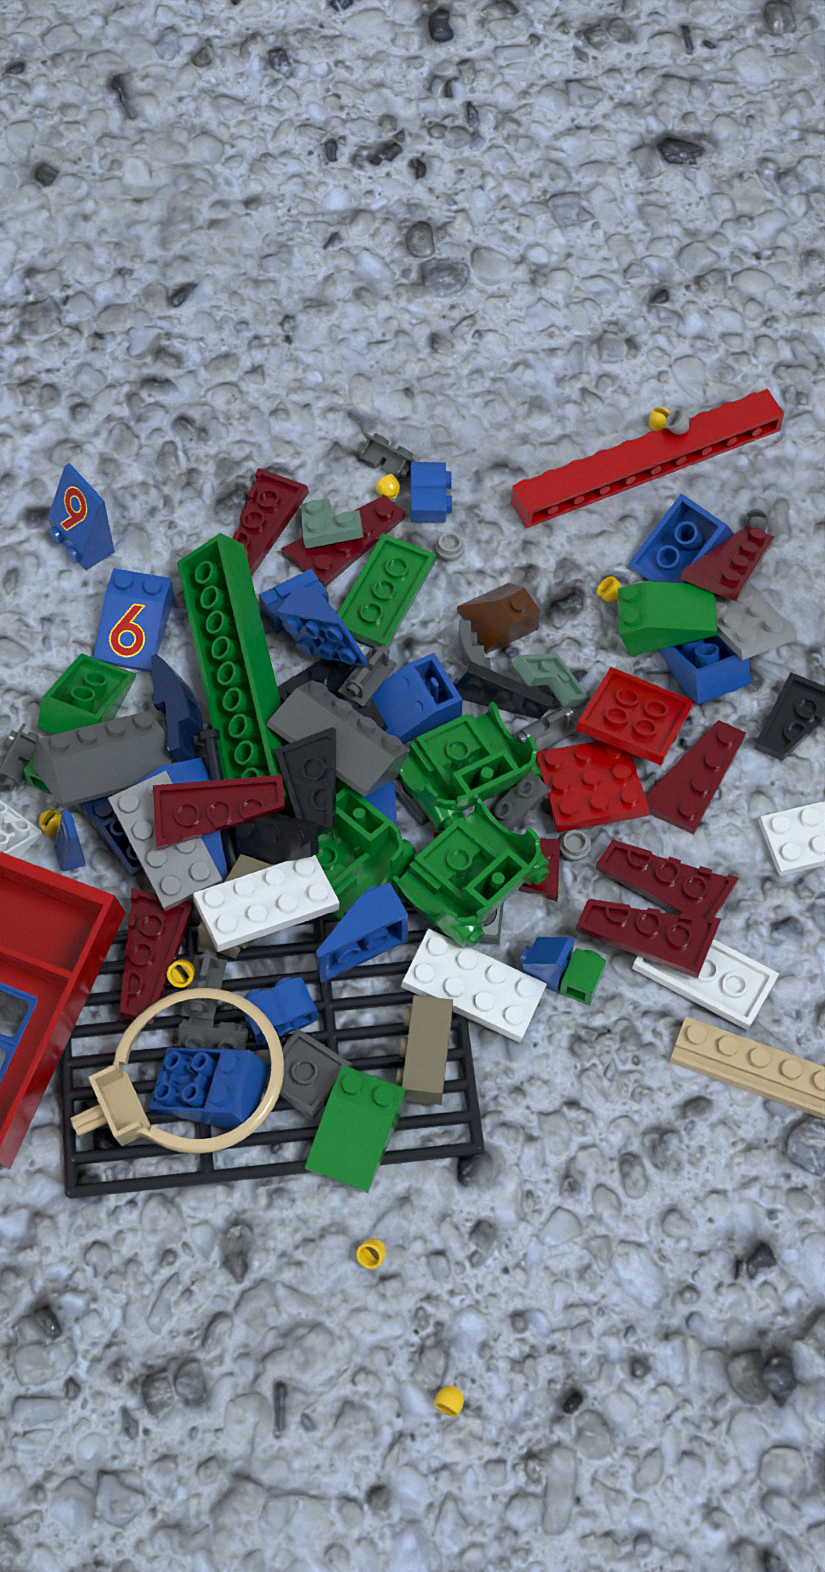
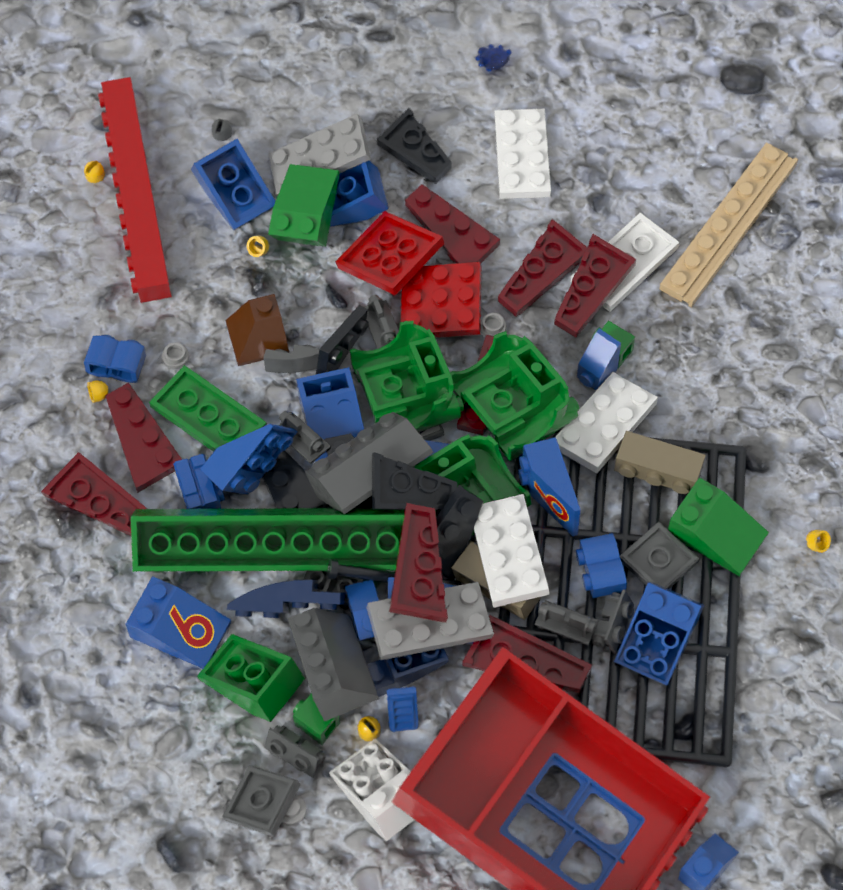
camera: 75 degrees left, 0 degrees up
(80, 520) = (62, 643): blue slope -> none
(123, 1109) = (659, 702): tan brick -> none
(175, 975) = (560, 630): yellow hinge -> none
(324, 528) = (130, 448): sand green plate -> none
(377, 449) = (54, 390): dark grey hinge -> none
(520, 800) = (452, 347): dark grey hinge -> none
(551, 671) = (331, 306): sand green plate -> none
(677, 422) = (114, 148): light grey hinge -> none
(730, 564) = (272, 150): dark red wing -> none

